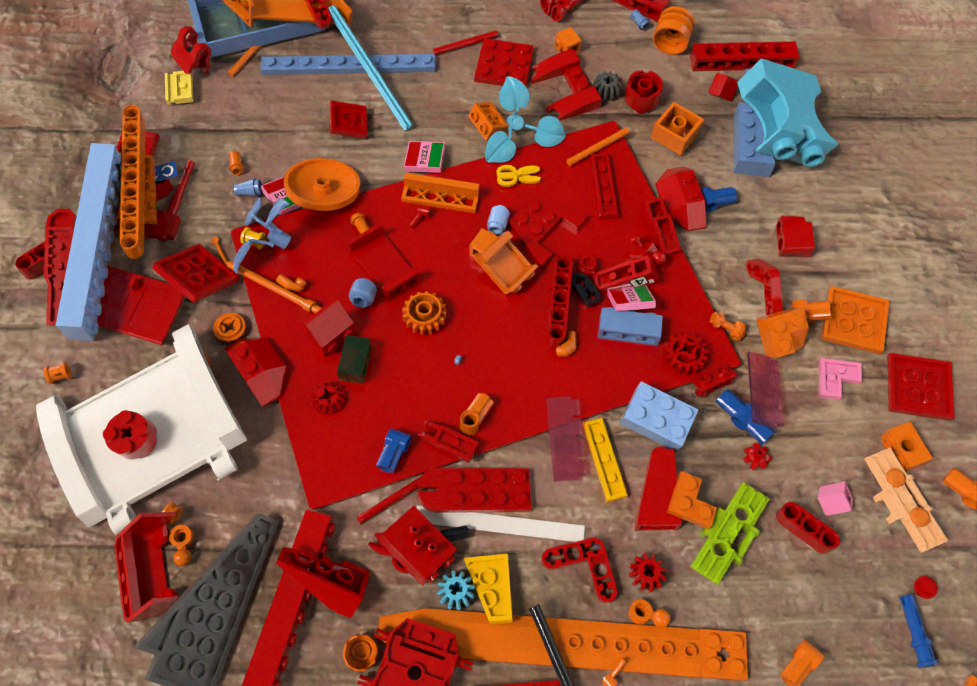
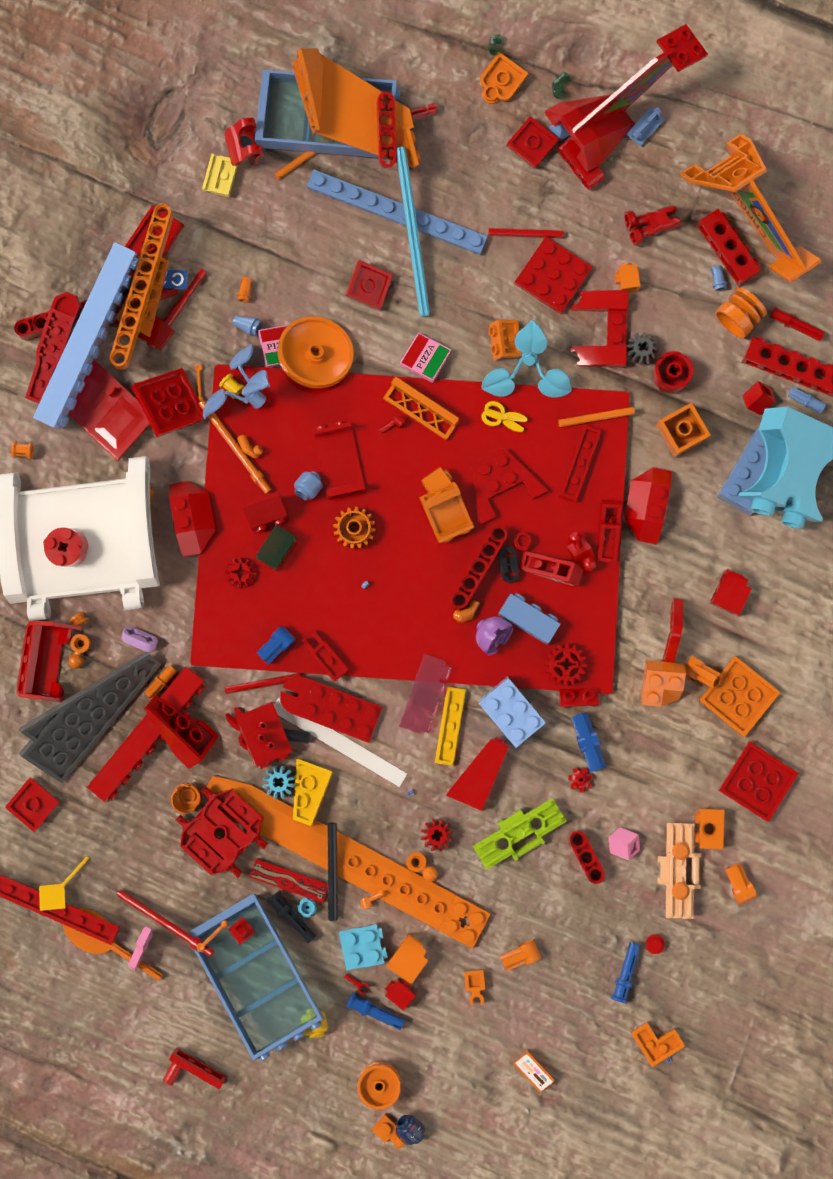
camera: 30 degrees right, 20 degrees up
(229, 319) = (172, 465): orange gear -> none
(245, 505) = (139, 639): none -> lavender beam
(285, 538) = (160, 681): none -> orange axle
(359, 221) = (334, 411): orange pin -> none
(475, 413) = (359, 641): orange piece -> none
(498, 219) = (462, 460): light blue brick -> none
(591, 559) = (398, 805): red beam -> none
(603, 350) = (493, 633): none -> medium lavender cylinder
(631, 298) = (542, 593): tile -> none
(686, 506) = (492, 796): orange plate -> none
(714, 28) = (797, 324): none -> red axle
(718, 197) = (676, 520): blue piece -> none
(737, 329) = (626, 661): orange bar -> none
(764, 390) = (615, 724): clear pink windscreen -> none
(833, 373) = (689, 735): bright pink tile -> none

